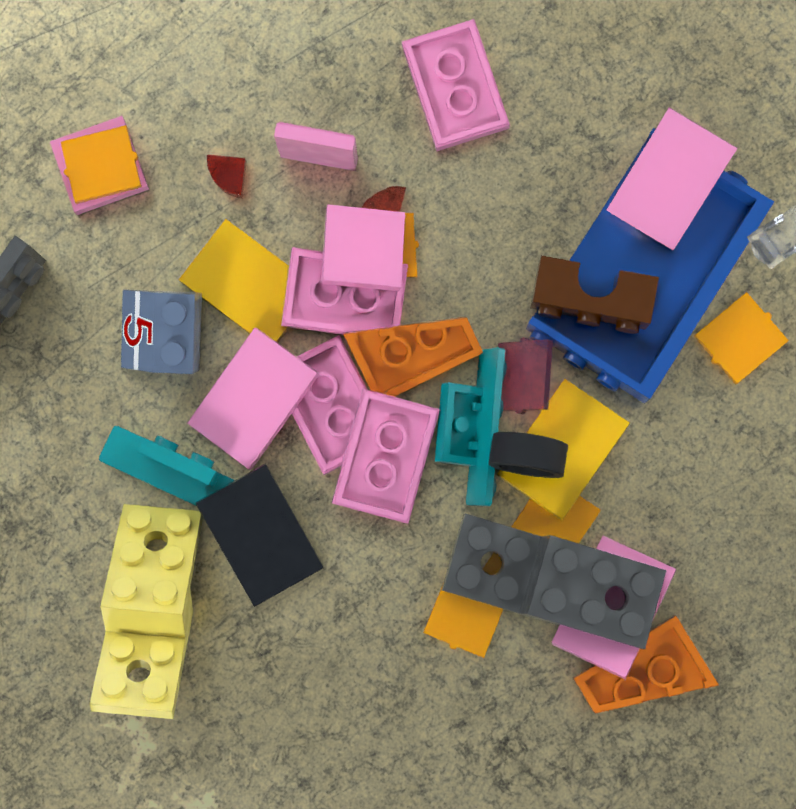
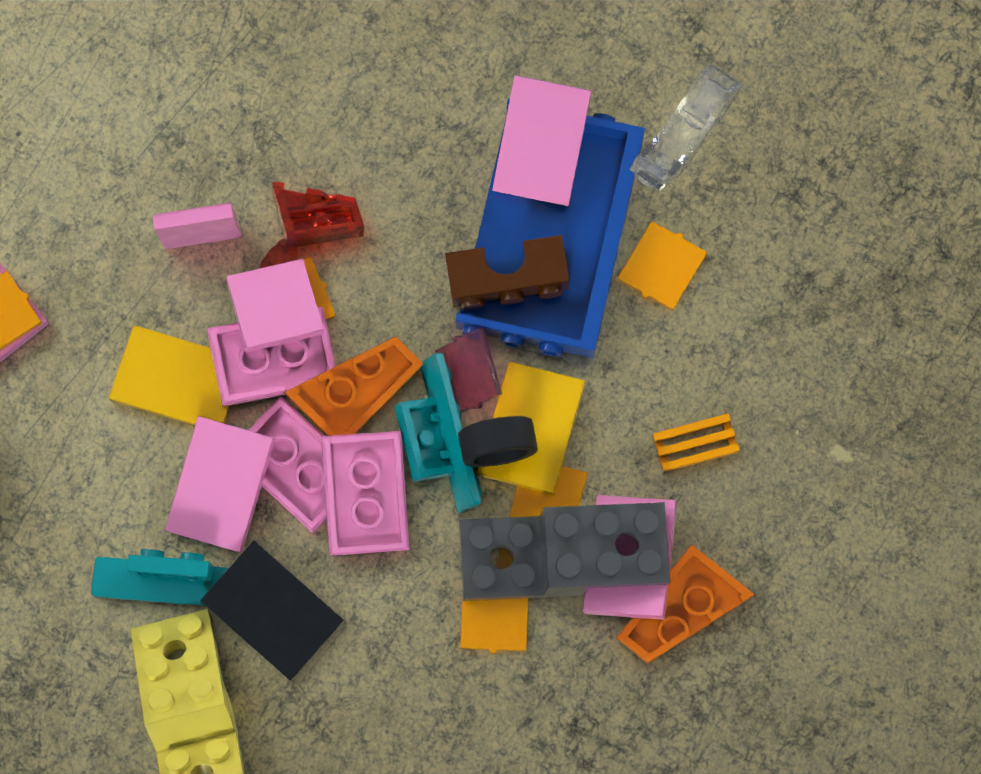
camera: 20 degrees left, 5 degrees down
(161, 331) = (108, 451): sand blue slope -> none
(228, 173) = (120, 282): clear red tile -> none
(431, 176) = (316, 216): none -> clear red wing
(455, 85) = (308, 123): bright pink tile -> none
(746, 521) = (728, 434): none -> light orange tile

